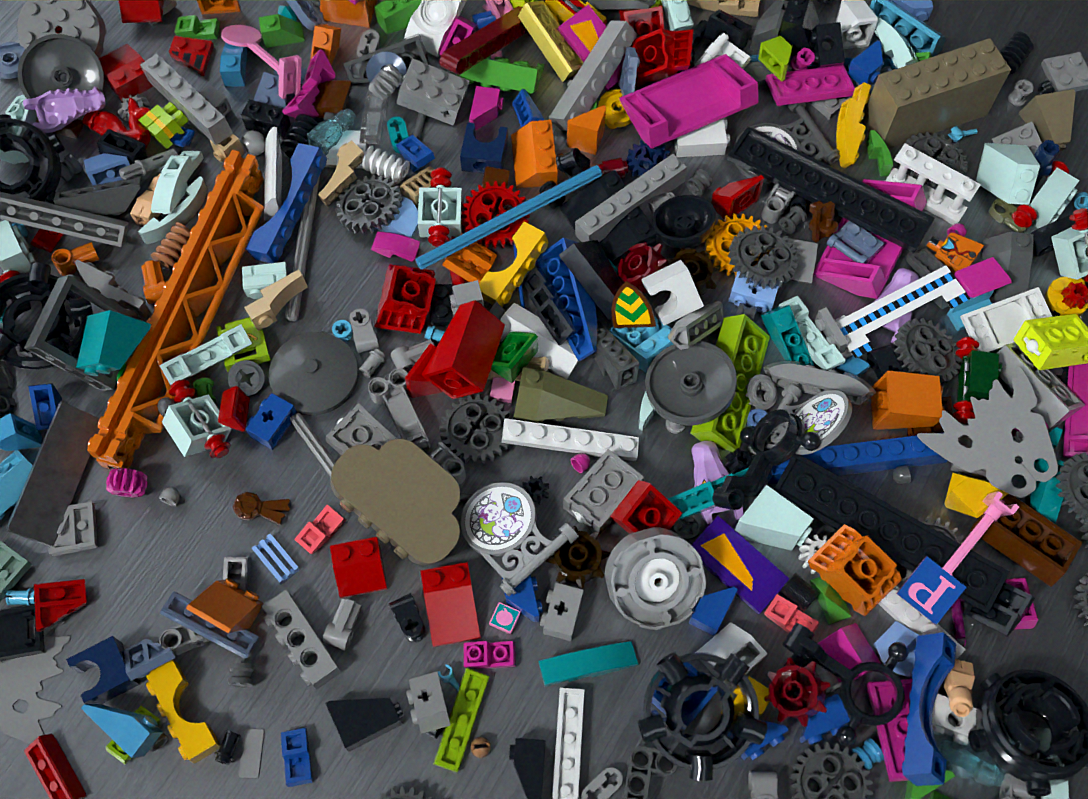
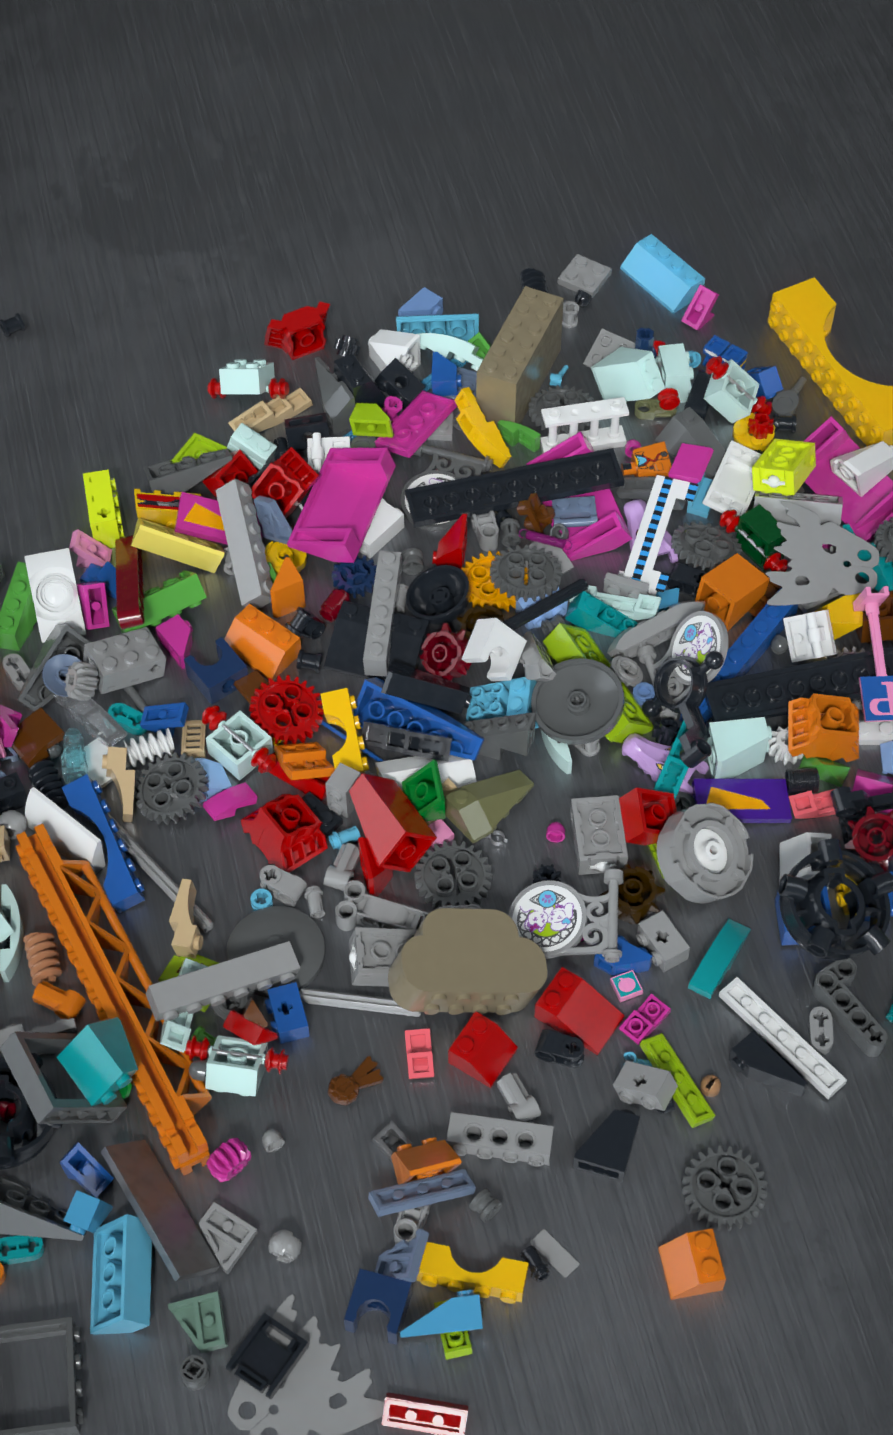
camera: 45 degrees left, 10 degrees down
(21, 597) = (243, 1323): medium azure pin -> none
(57, 601) = (277, 1295): red wing -> none
(98, 573) = (284, 1246): none -> light grey piece
(242, 360) = (222, 981): none -> light grey brick
(244, 402) = (253, 1013): none -> reddish brown slope
(260, 276) = (151, 917): light aqua brick -> none
(264, 544) = (411, 1098): light blue tile -> none
(296, 757) = (590, 1220): blue slope -> none
(303, 103) = (22, 755): dark pink slope -> none
(508, 217) = (304, 702): dark azure axle -> none
(528, 111) = (228, 612): blue slope -> none
(569, 439) = (528, 823): white plate -> none
(631, 308) = (475, 687): shield -> none
(711, 610) = (762, 845): blue slope -> none
(747, 291) = (546, 604): none -> black axle
(809, 244) = (545, 539): none -> magenta piece
(824, 250) = (554, 532): none -> dark grey hinge
(927, 489) = (810, 636): none -> white plate
(1052, 116) = (612, 314): dark tan slope -> none

